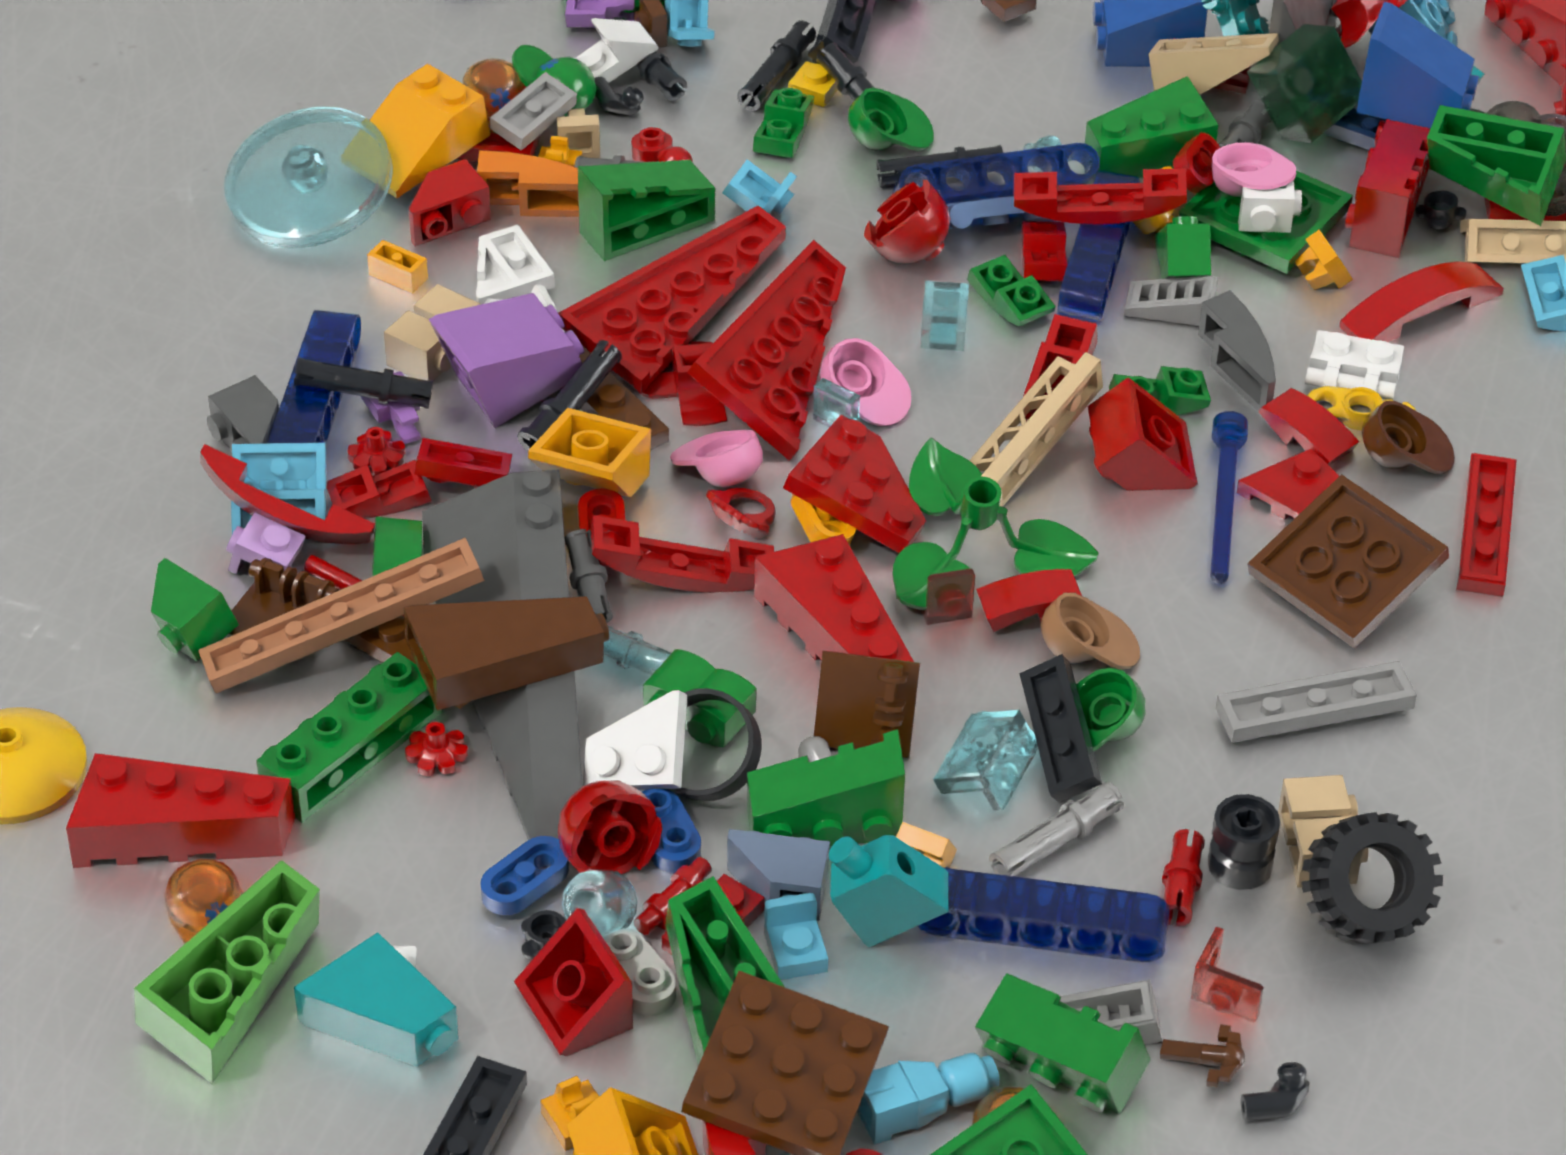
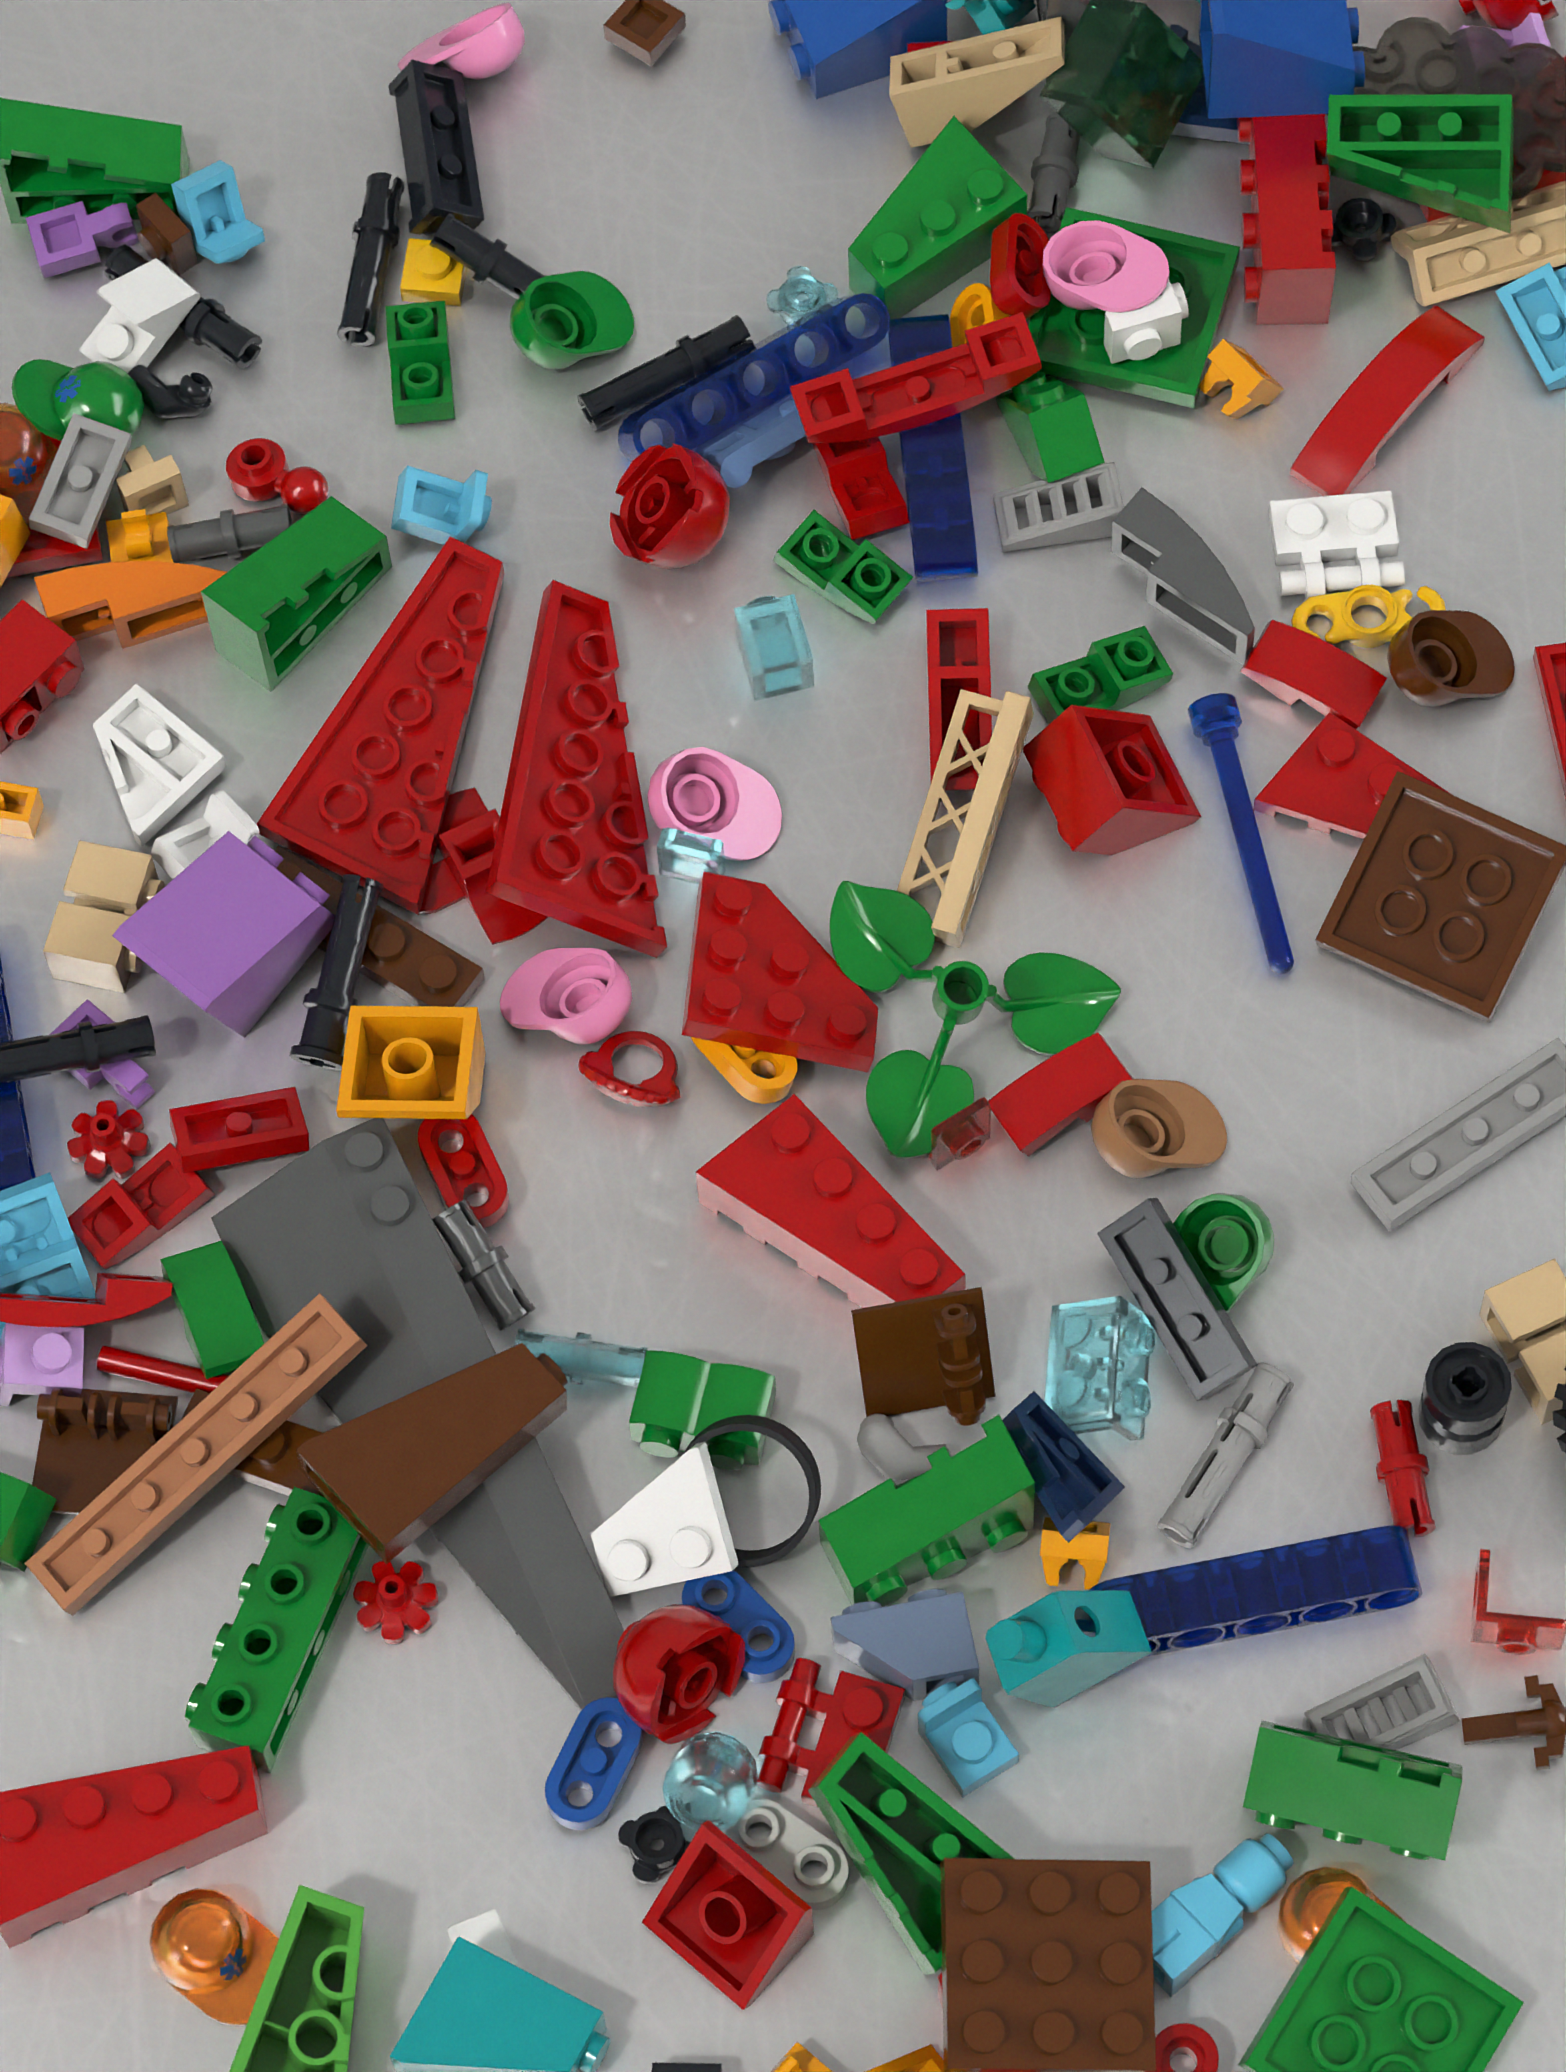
camera: 15 degrees left, 20 degrees up
(675, 564) = (591, 1192): red slope -> none
(932, 795) = (1065, 1471): none -> dark blue wing

